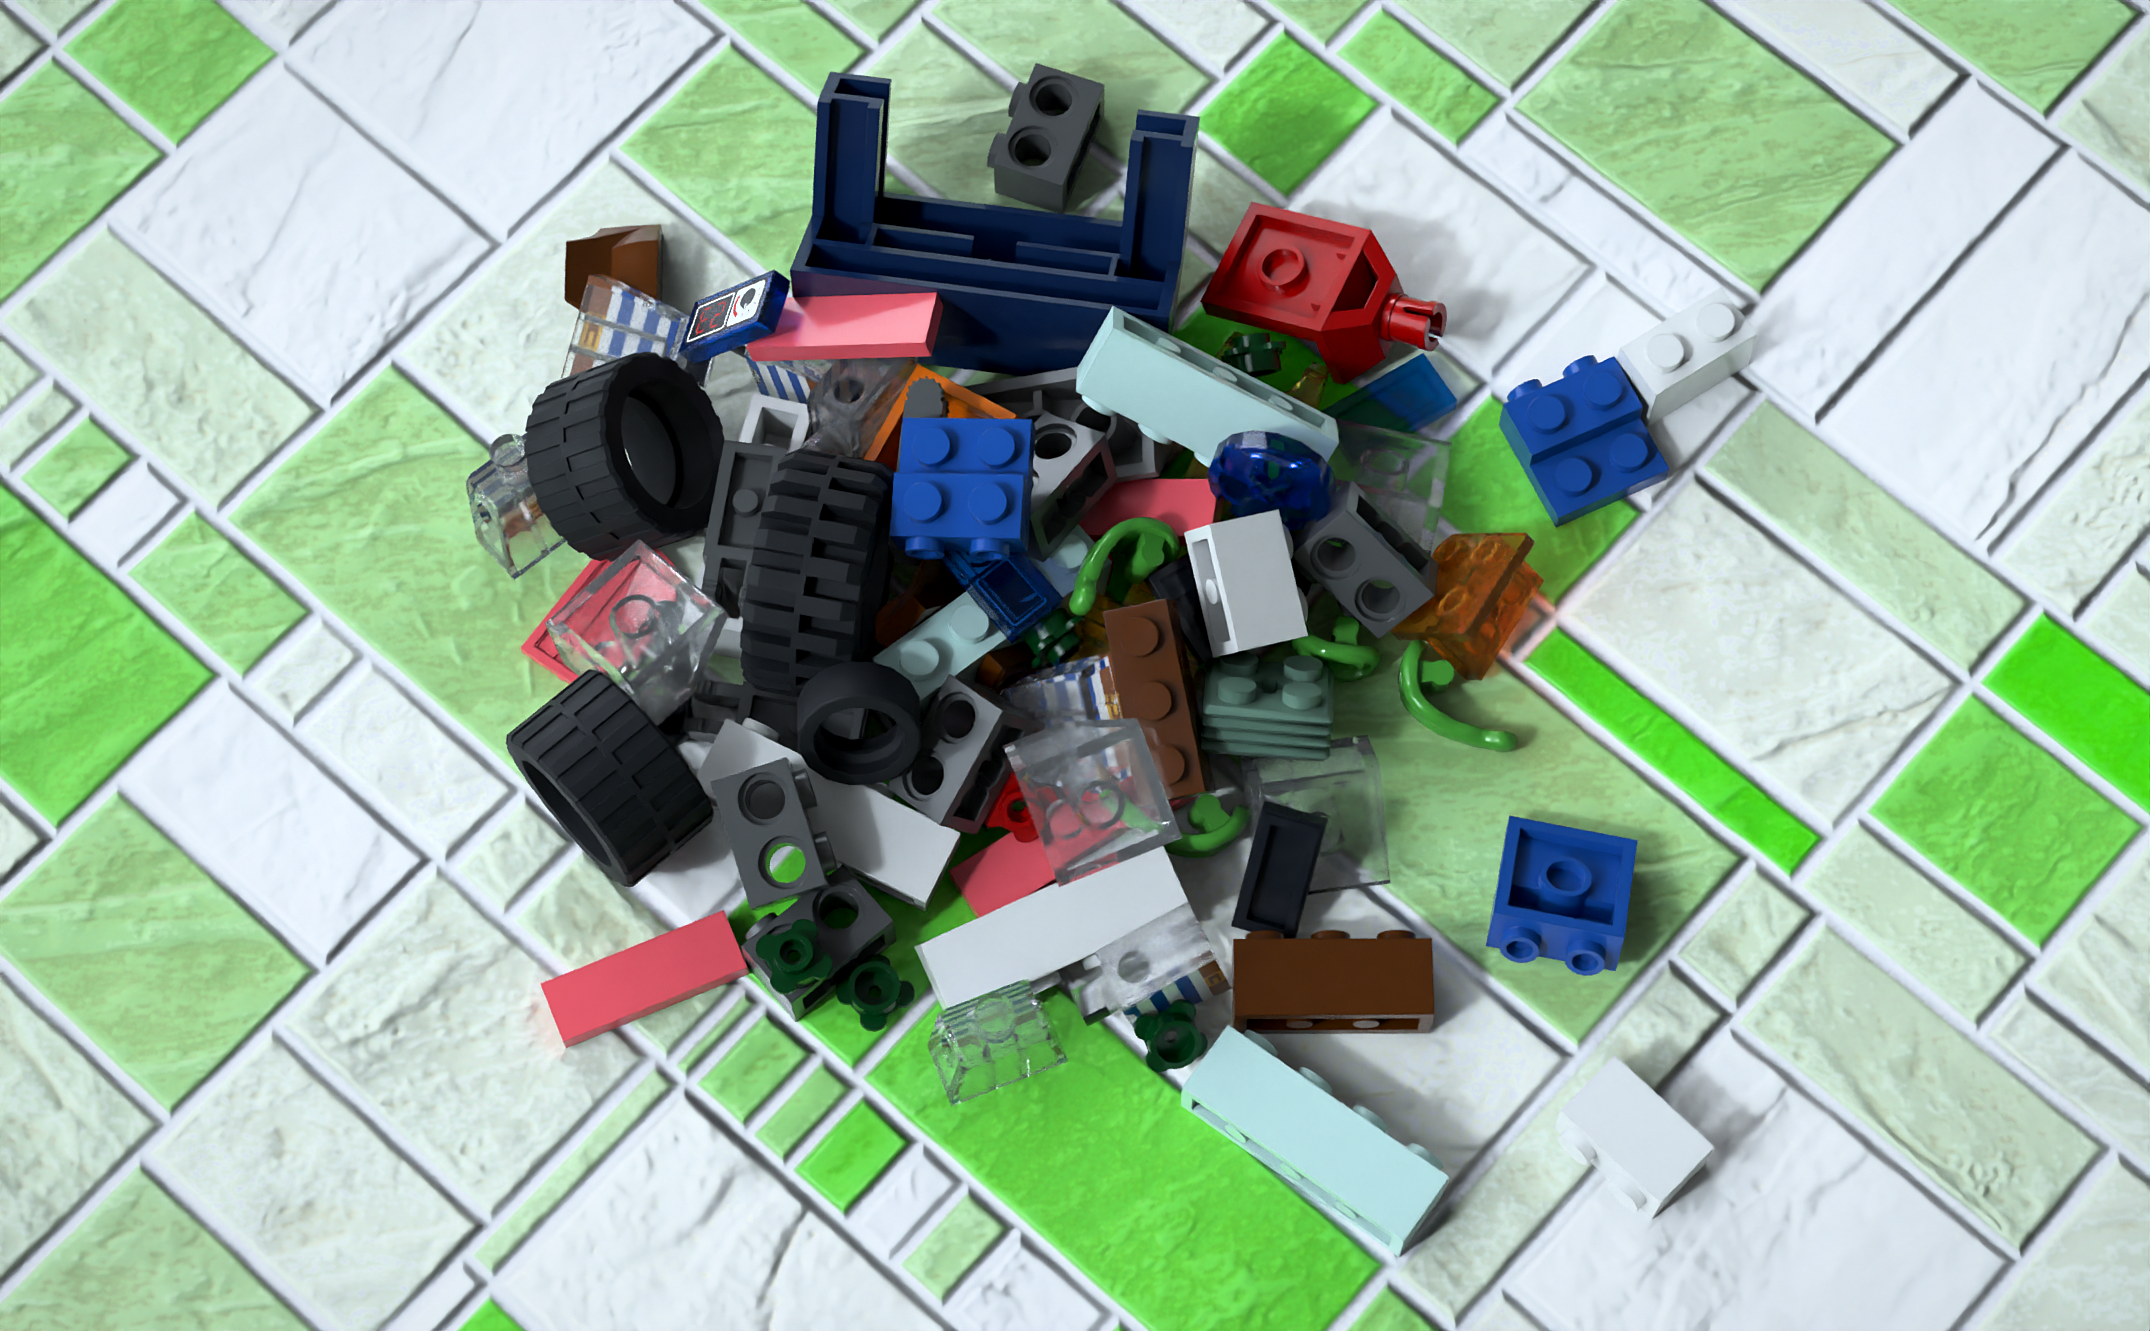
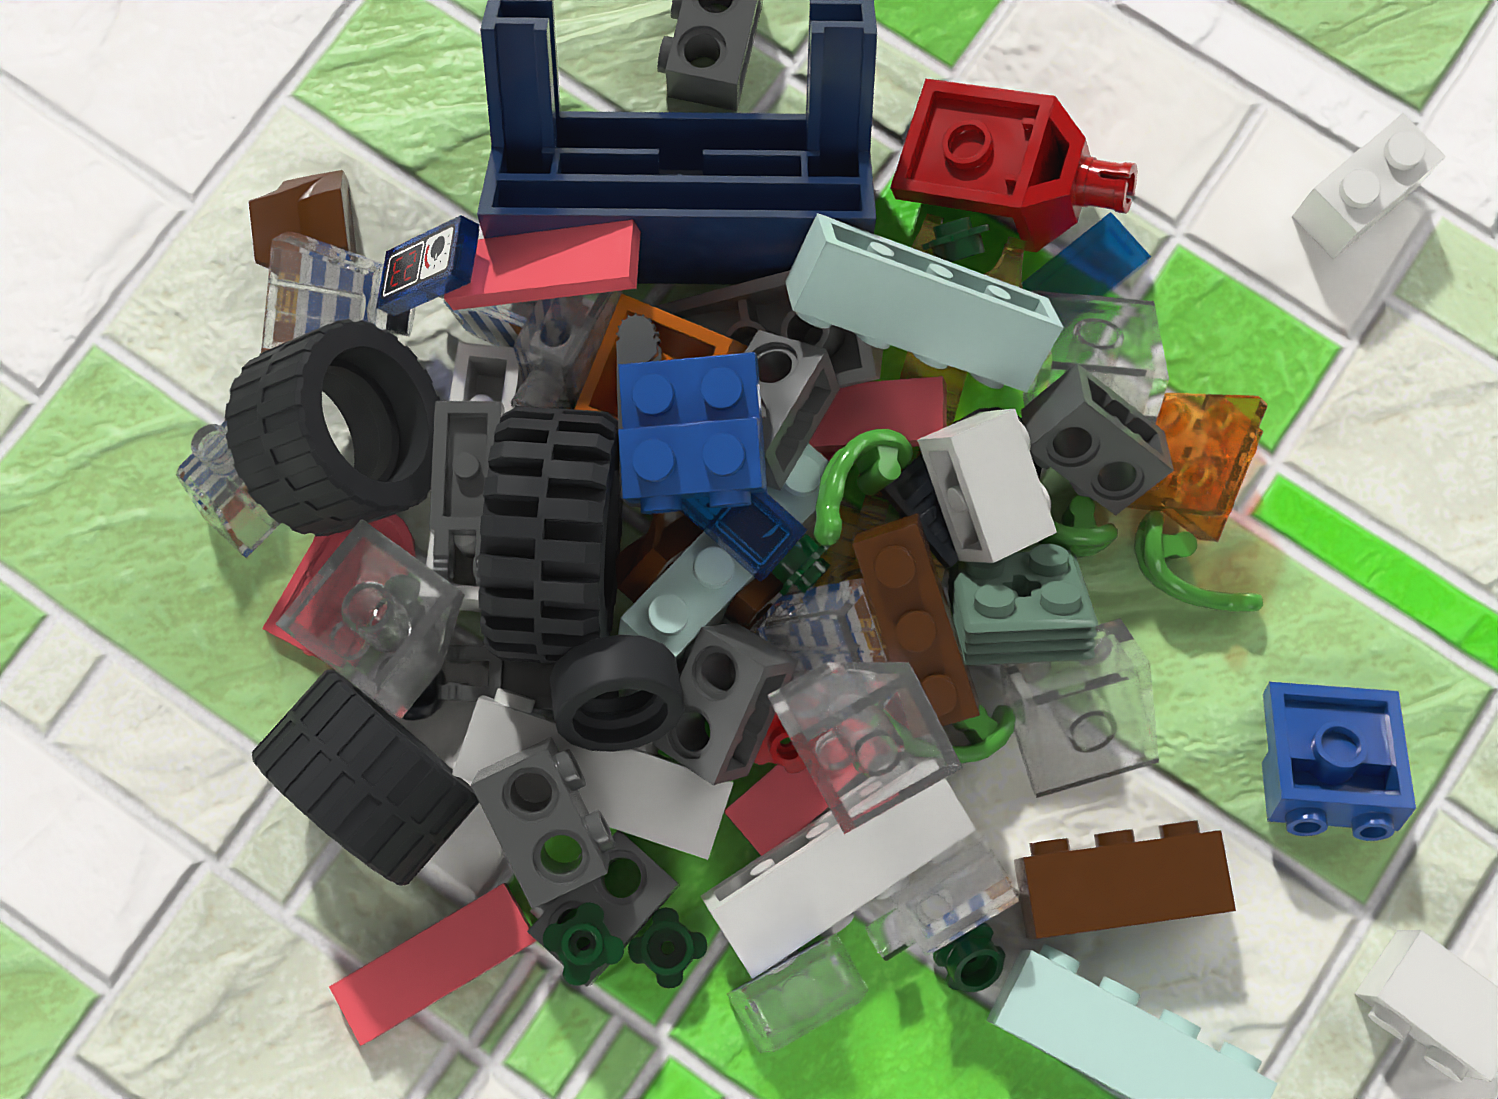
camera: 10 degrees left, 10 degrees up
(1272, 473) = (1001, 373): clear blue tile -> none
(1279, 870) = (1057, 775): black tile -> none
(1582, 439) = (1277, 281): blue plate -> none

